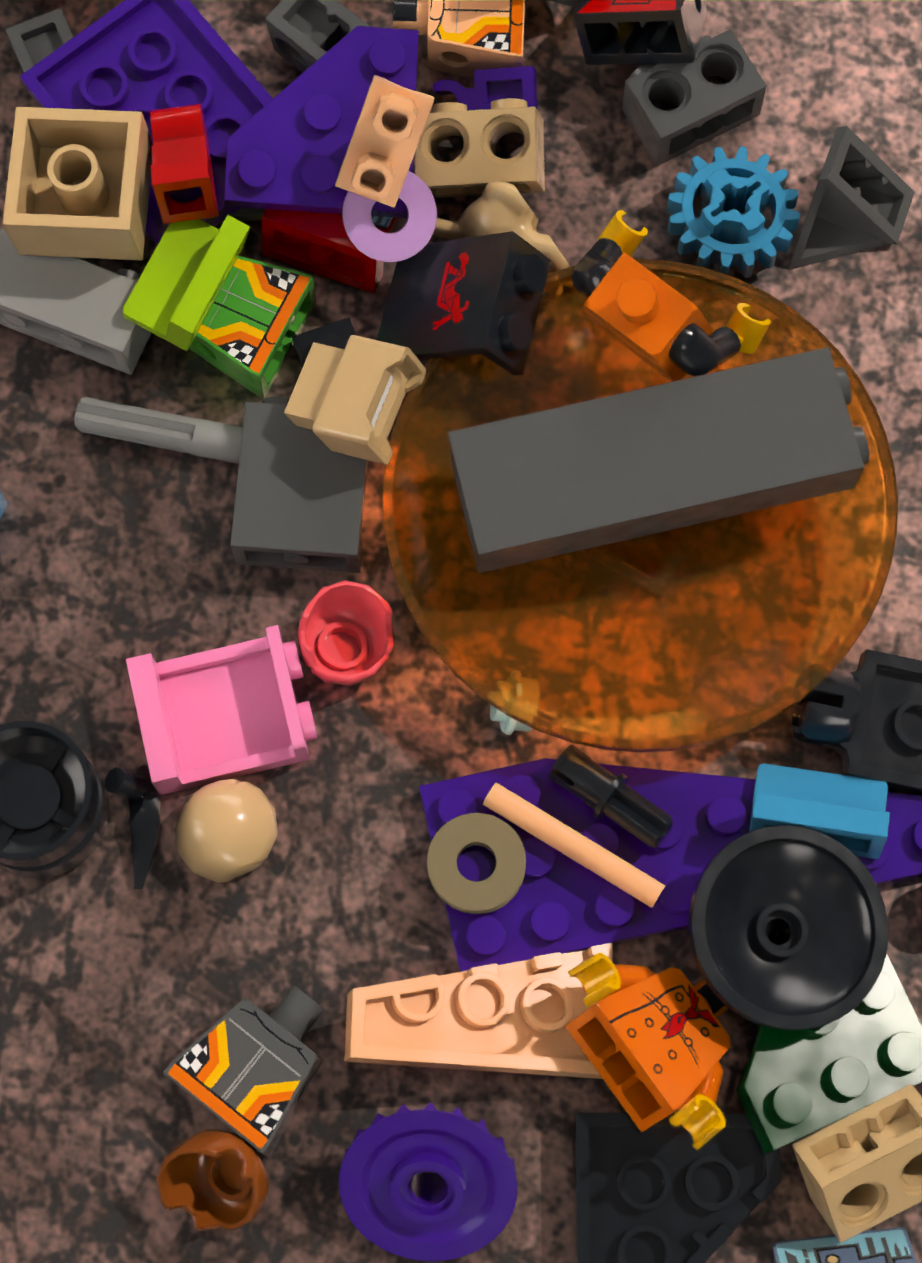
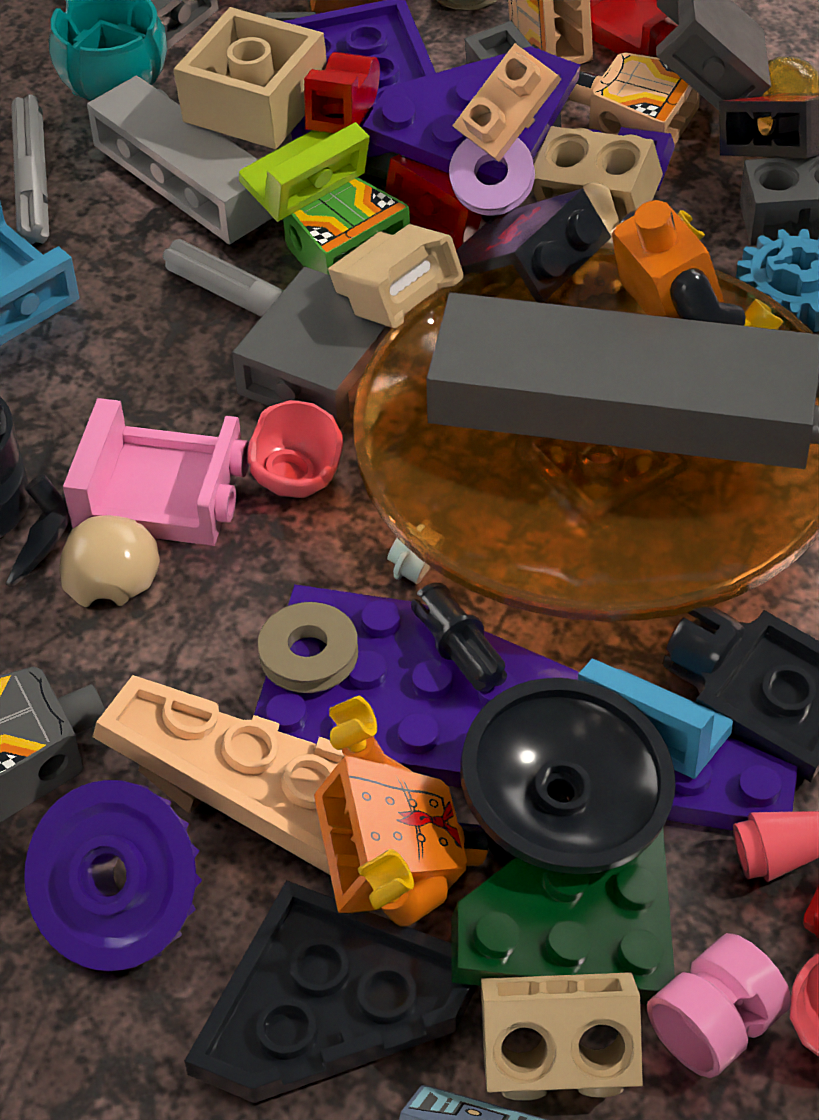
camera: 25 degrees right, 25 degrees down
(574, 845) = (406, 664): light nougat bar -> none

